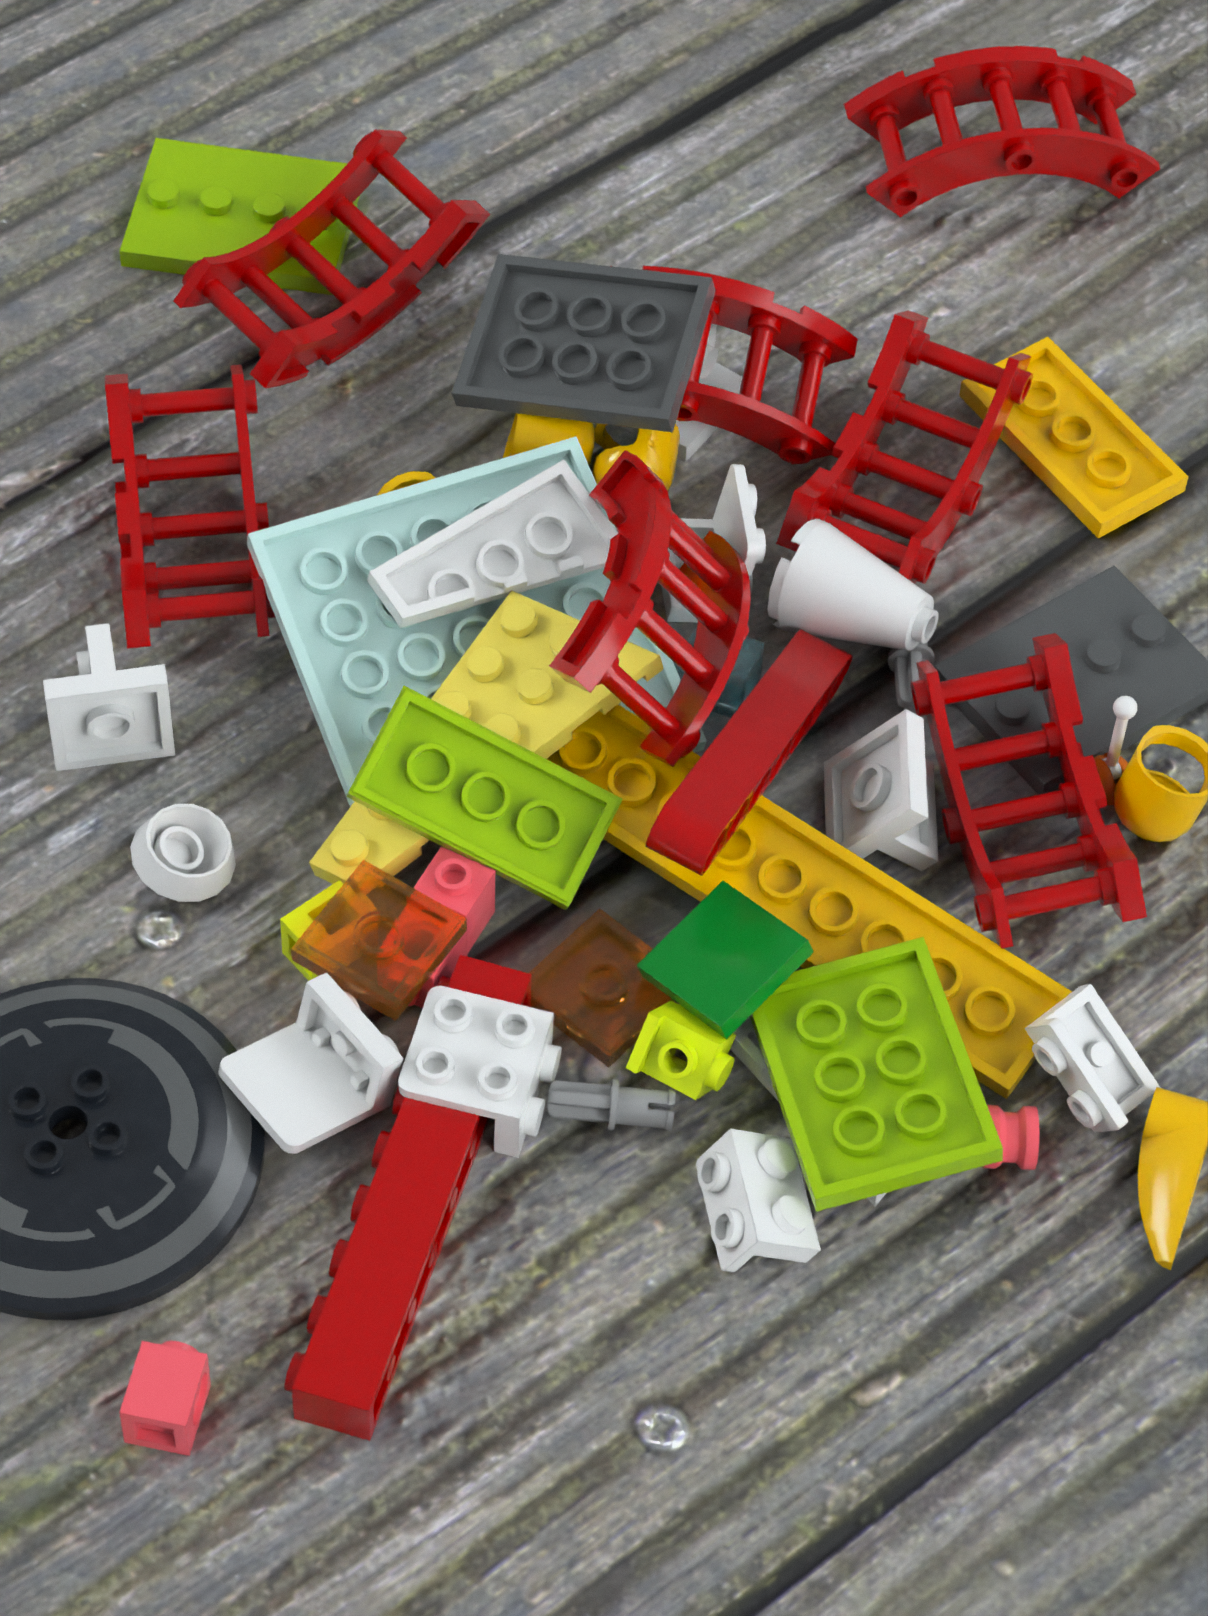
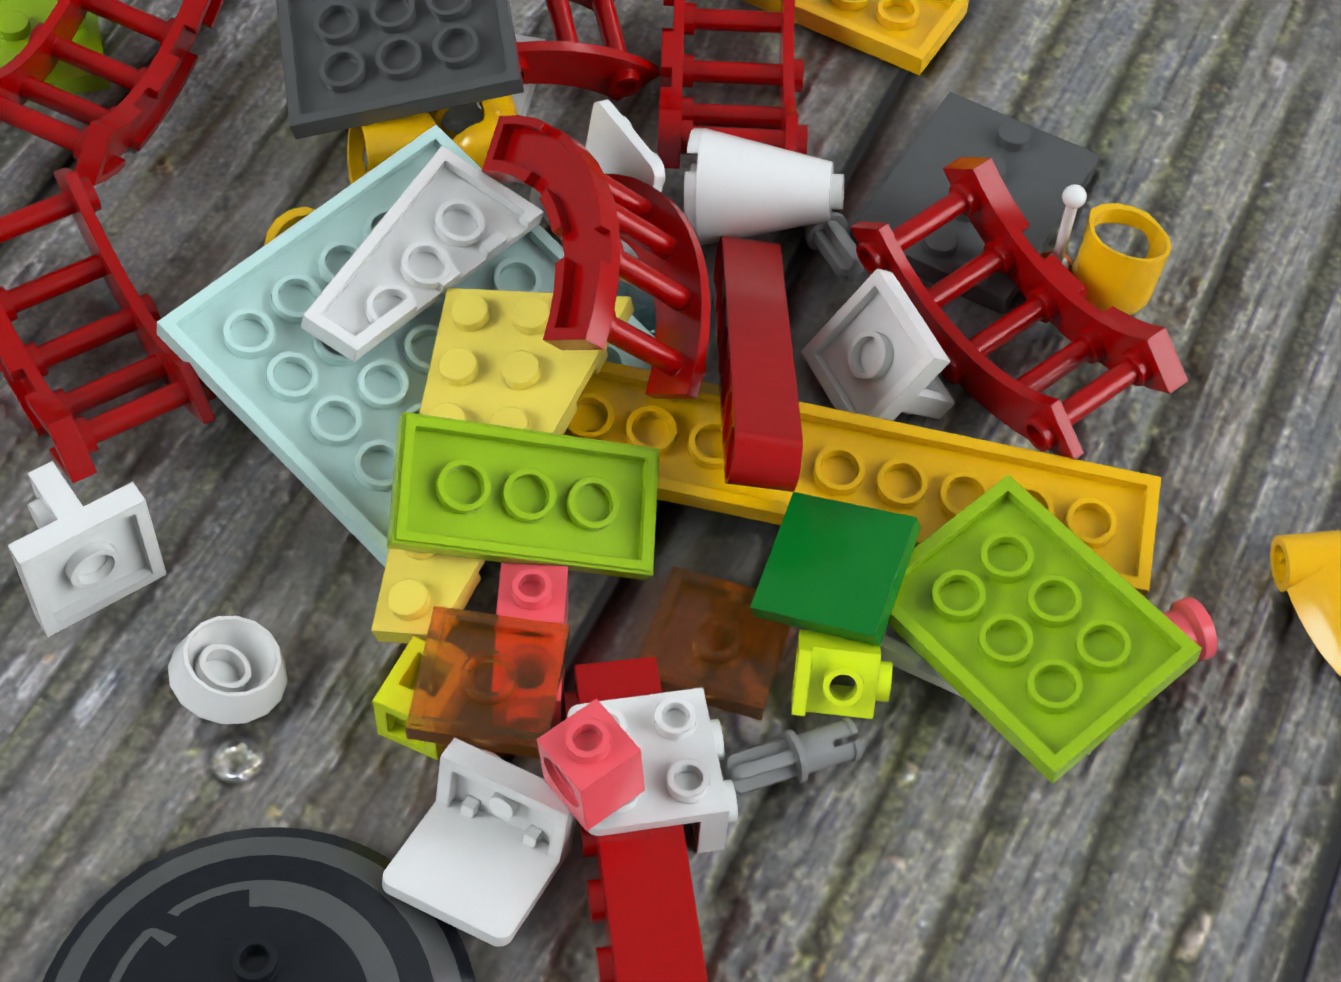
camera: 25 degrees left, 0 degrees up
(414, 1032) = (591, 764): none -> coral brick
(756, 1199) = (981, 797): white bracket -> none
(1091, 1060) = (1209, 533): white bracket -> none

